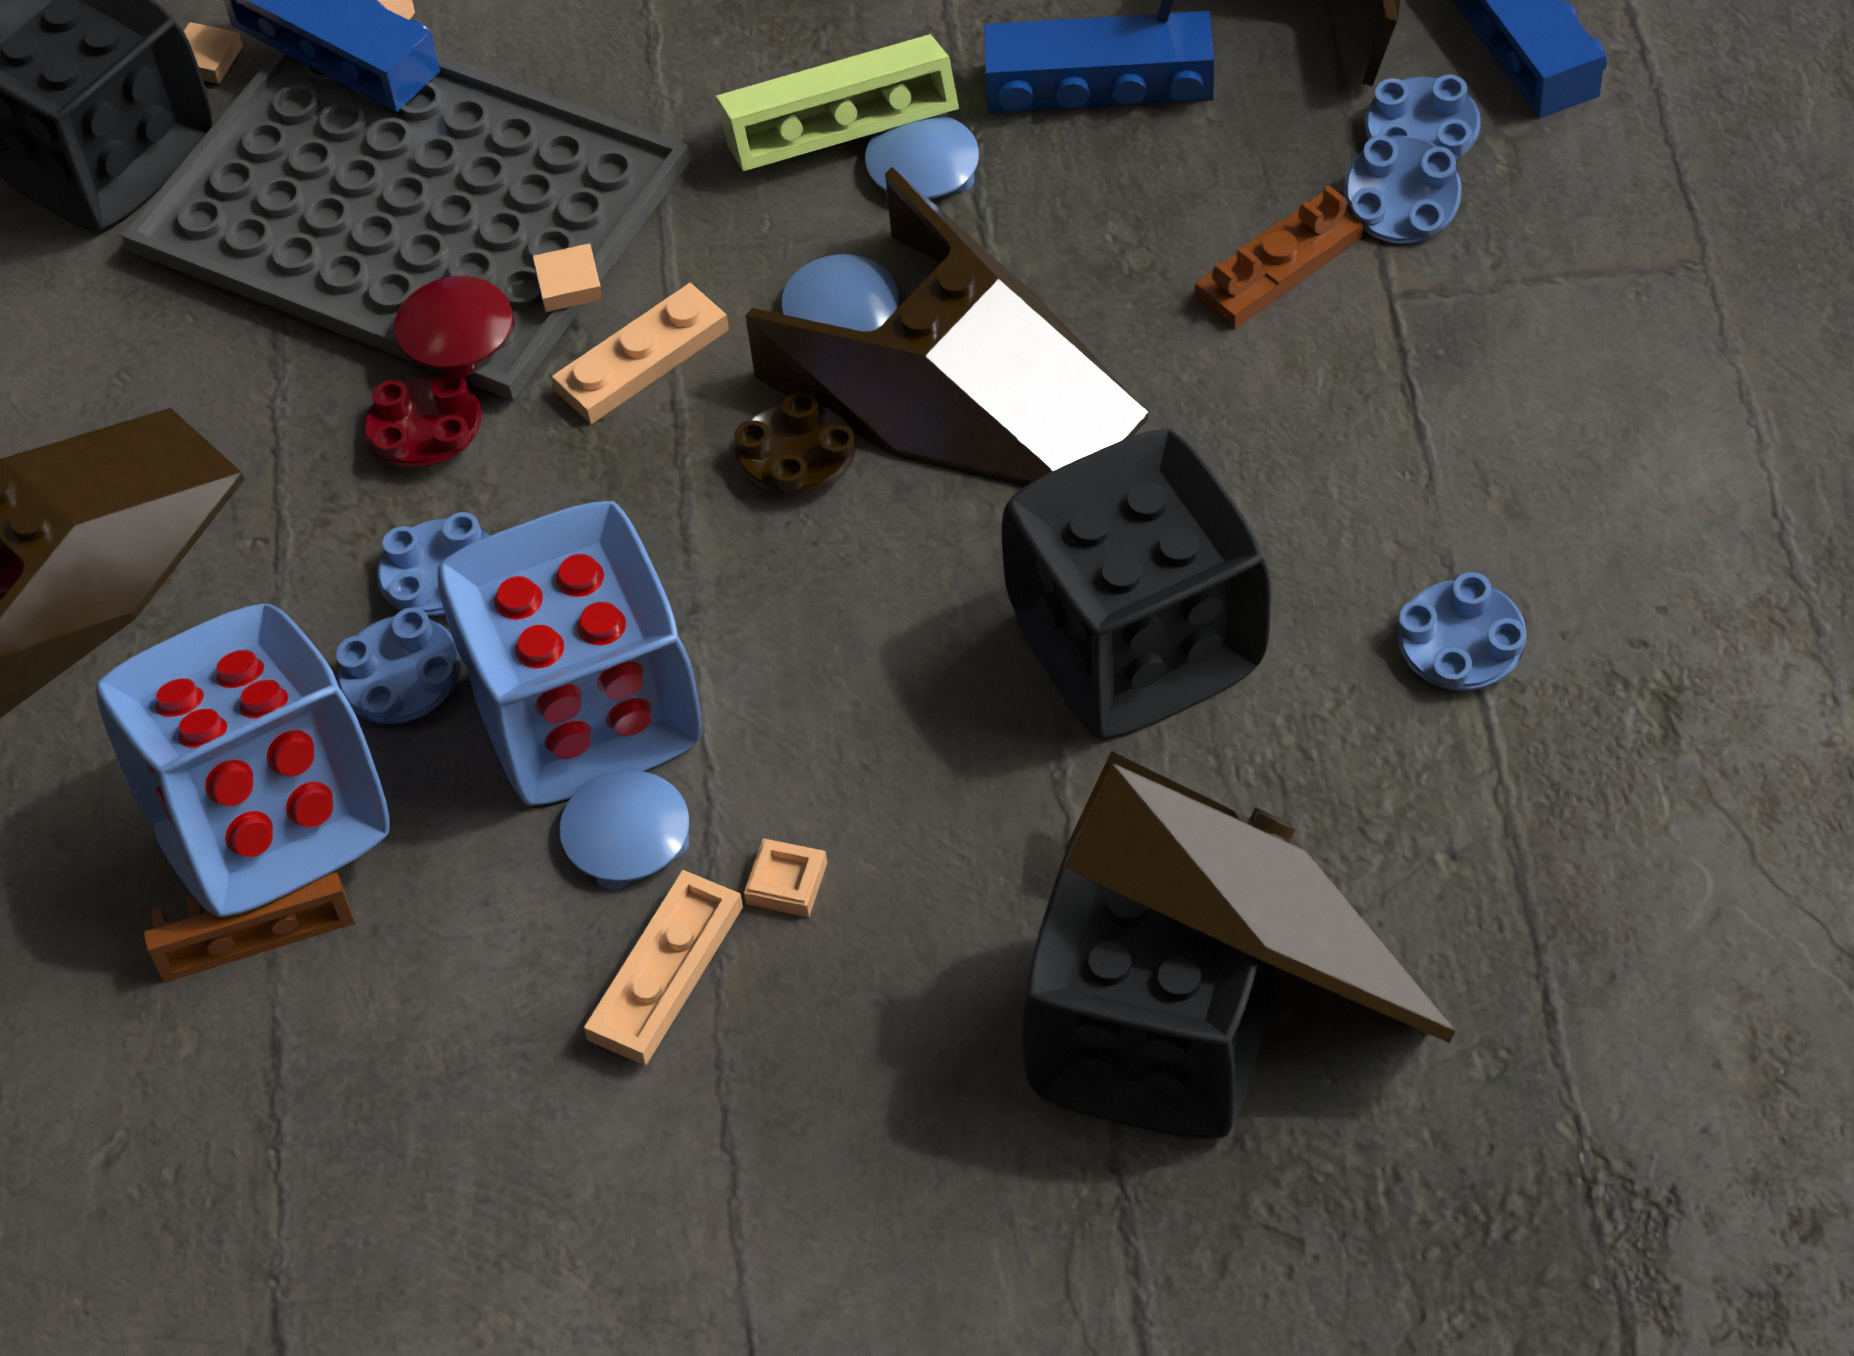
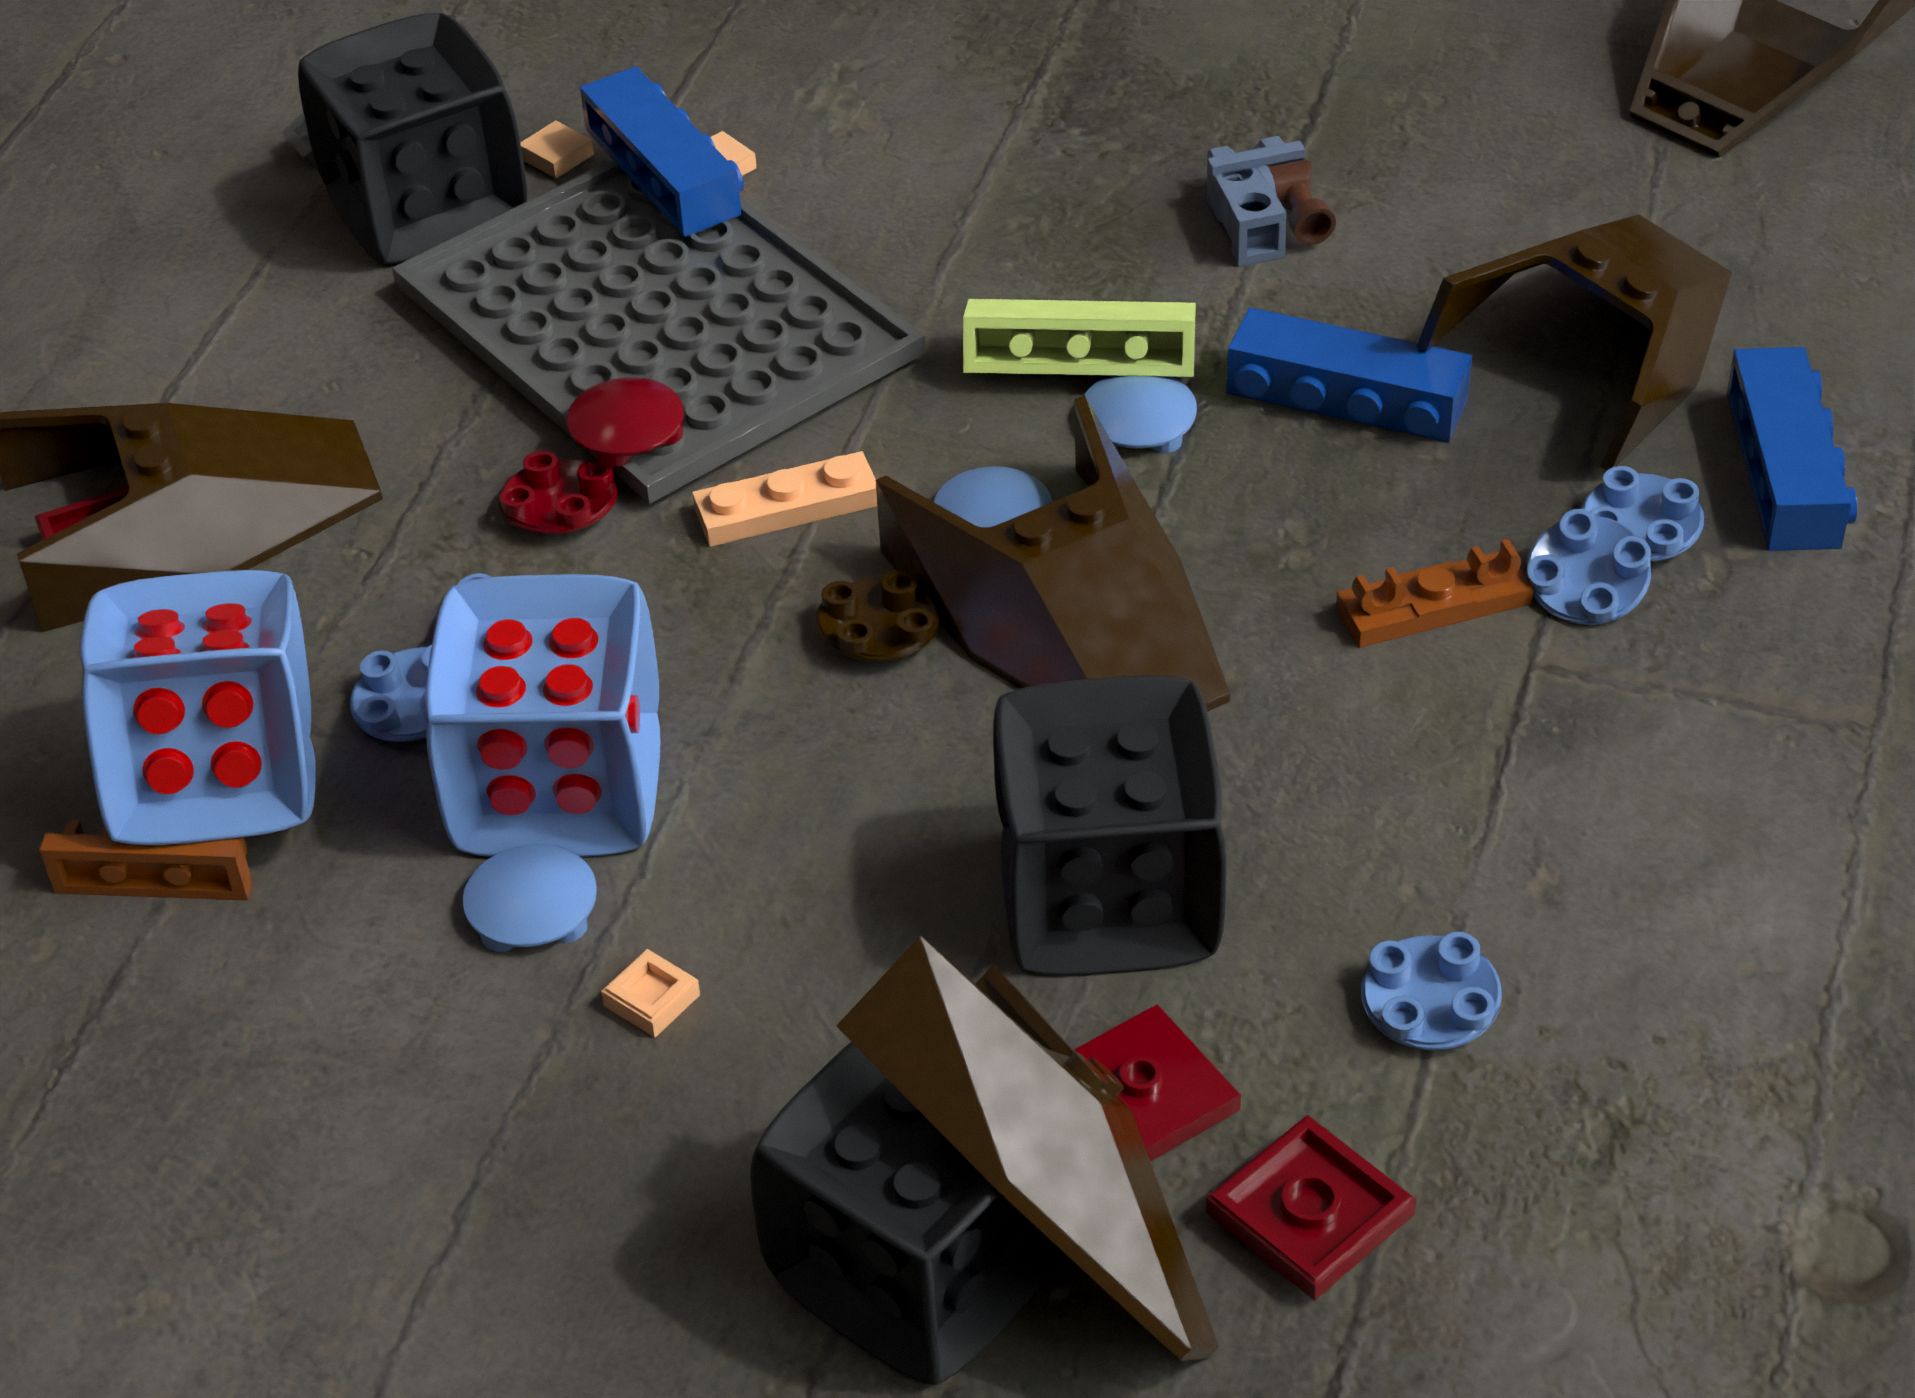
camera: 20 degrees right, 10 degrees down
(567, 277) = (748, 410): light nougat tile -> none
(663, 967) = (488, 1031): light nougat plate -> none
(1267, 778) = (1164, 1078): none -> dark red plate
(1459, 863) = (1310, 1206): none -> dark red plate

